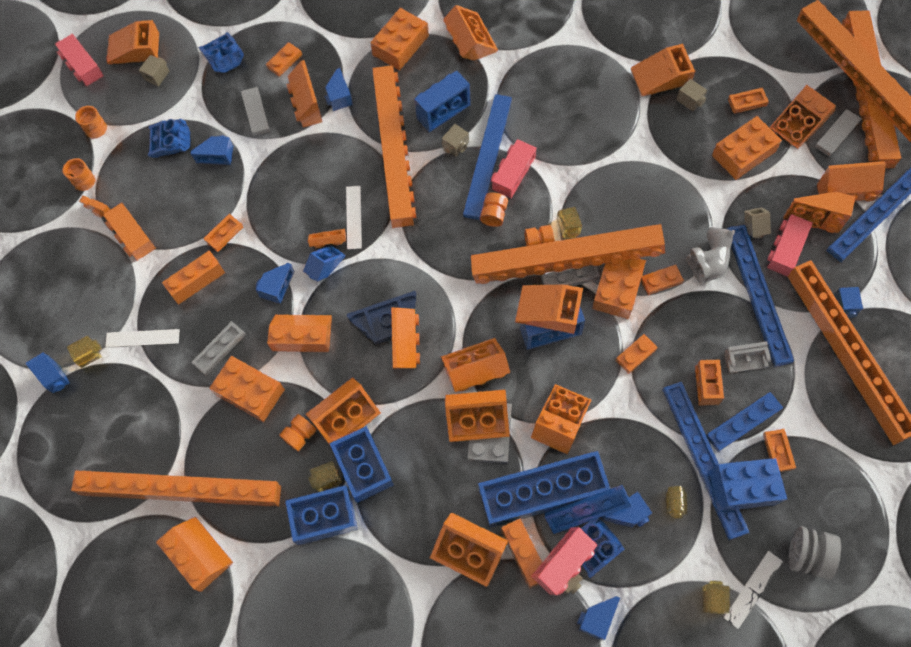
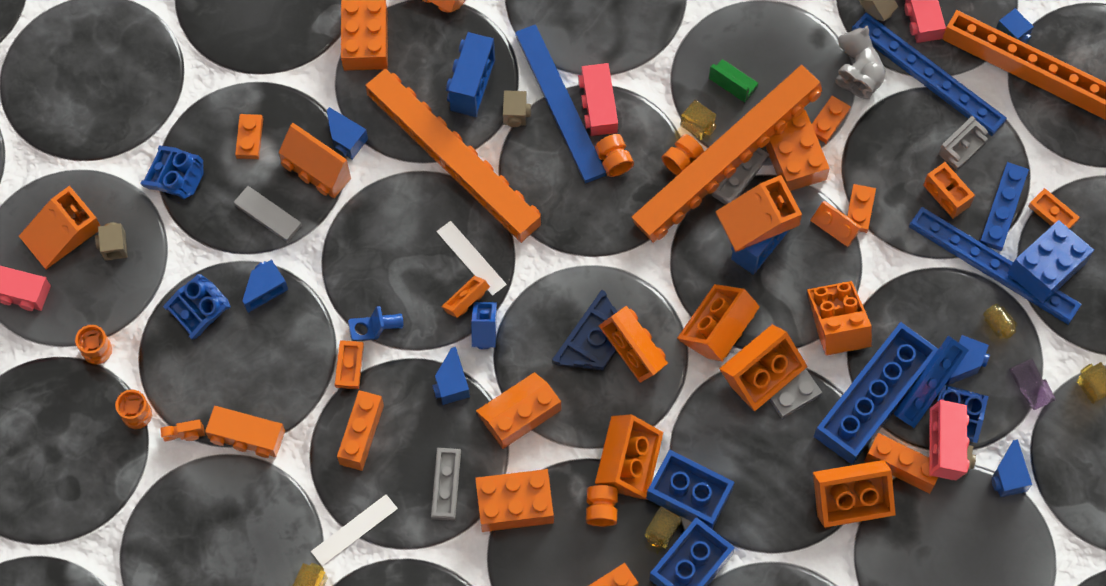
camera: 40 degrees left, 0 degrees up
(260, 218) = (375, 325): none -> blue bracket
(609, 352) = (836, 223): none -> orange plate
(614, 212) = (732, 80): none -> green panel
(666, 565) = (1032, 385): none -> clear purple slope

